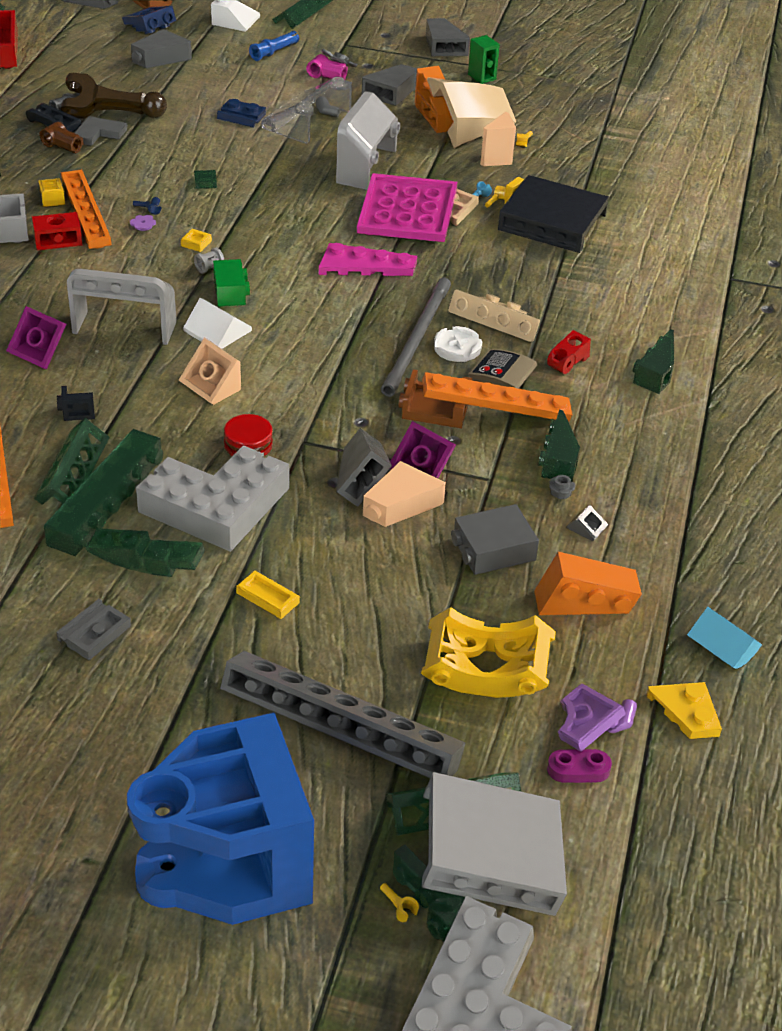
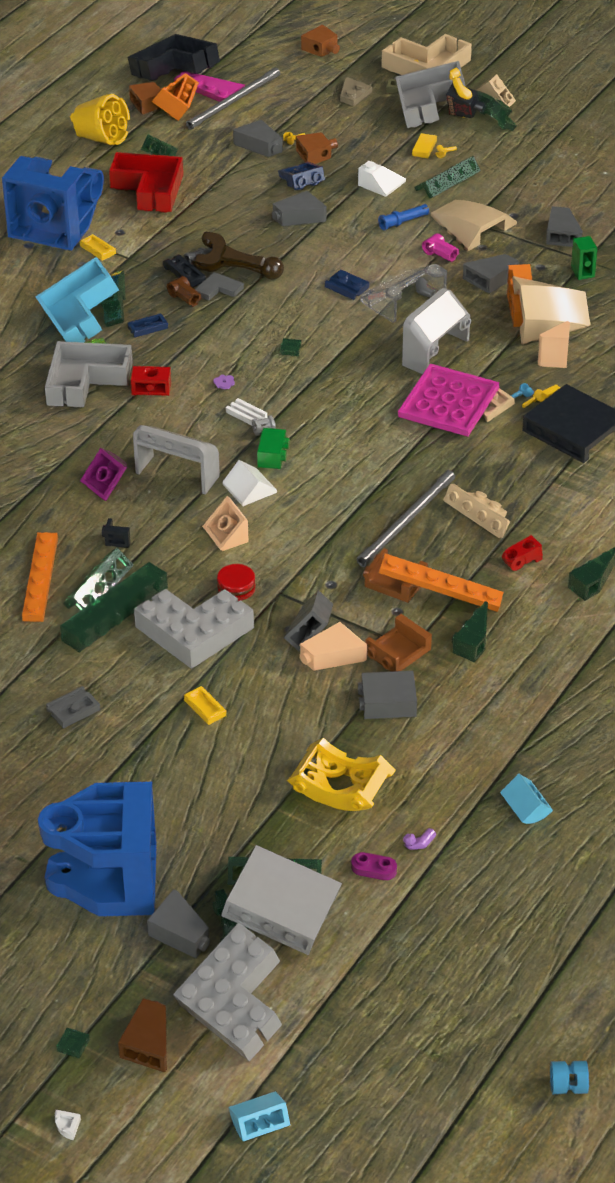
camera: 20 degrees right, 0 degrees up
(29, 177) = (147, 325): none -> dark blue tile
(51, 192) = (159, 342): yellow slope -> none
(87, 209) = (181, 363): orange plate -> none
(139, 553) = (123, 658): clear green slope -> none
(150, 205) = (237, 367): dark blue hand -> none
(180, 249) = (245, 411): none -> white tile
(196, 240) = (263, 403): yellow tile -> none
(338, 57) = (453, 239): dark grey plate -> none
(342, 715) = (219, 798): dark grey brick -> none
(348, 40) = (469, 219): none -> tan wedge
(361, 914) = (179, 926): none -> dark grey slope
(367, 261) = (381, 440): dark pink wing -> none
(400, 903) = (212, 926): yellow hand -> none
(423, 450) = (363, 616): magenta slope -> none
(457, 344) = (437, 531): white tile -> none
(479, 477) = (400, 645): none -> dark orange panel
(503, 368) = (462, 559): slope -> none
(522, 139) = (586, 345): yellow hand -> none
(561, 486) = (462, 663): dark grey plate -> none
(586, 587) = (439, 743): orange wedge -> none
(587, 716) = (393, 833): medium lavender tile -> none
(588, 523) = (469, 696): dark grey slope -> none
(688, 707) = (473, 843): yellow wing -> none

